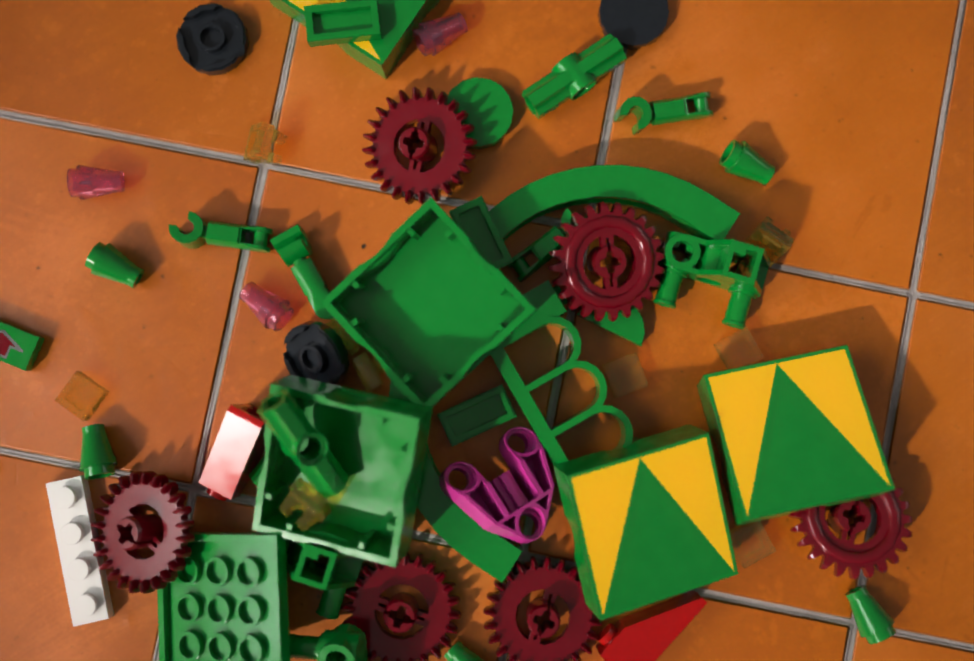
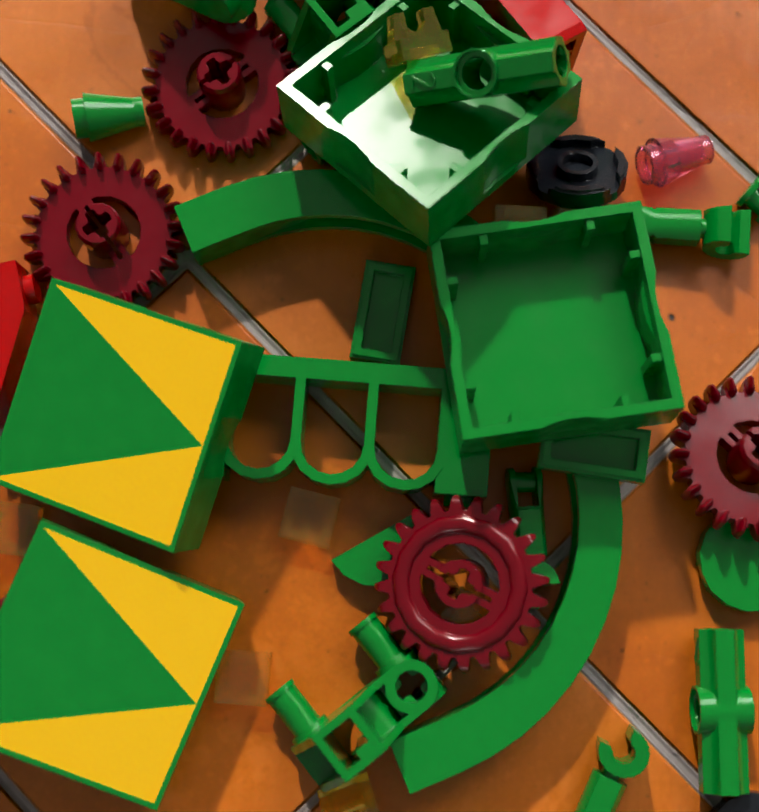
camera: 125 degrees right, 5 degrees down
(523, 489) = (271, 323): dark pink connector -> none

